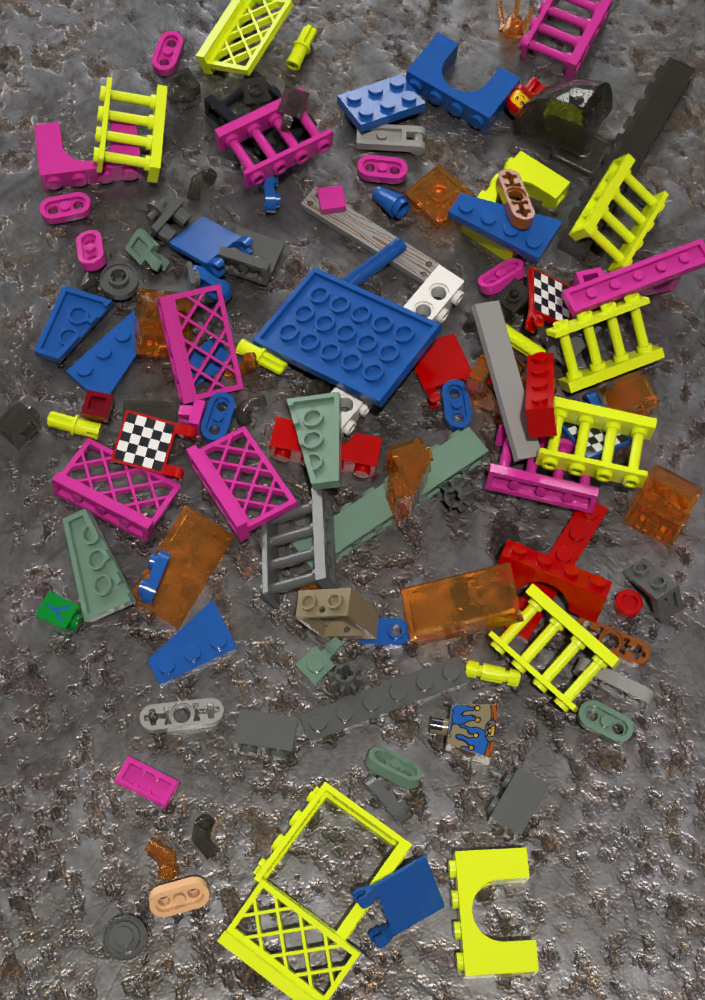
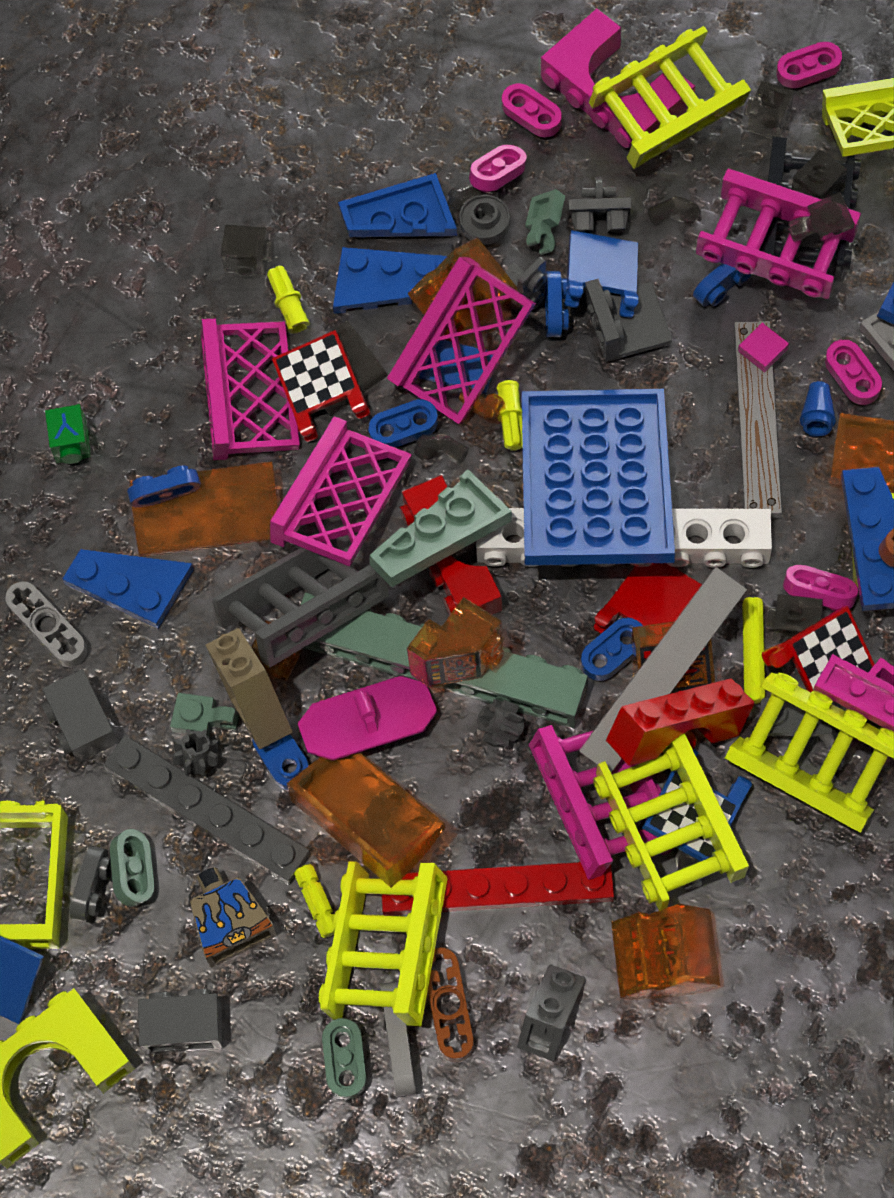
camera: 65 degrees right, 0 degrees up
(96, 572) = (139, 432): sand green wing -> none
(97, 406) = (321, 303): dark red tile -> none
(193, 414) = (384, 397): dark pink tile -> none
(315, 388) = (509, 491): clear smoke arm -> none
(376, 262) = (718, 445): blue axle -> none
(397, 566) = (367, 718): none -> dark pink shield
(583, 590) = (479, 927): red arch -> none
(628, 603) = (512, 995): red tile -> none
(631, 394) = (769, 826): clear orange brick -> none

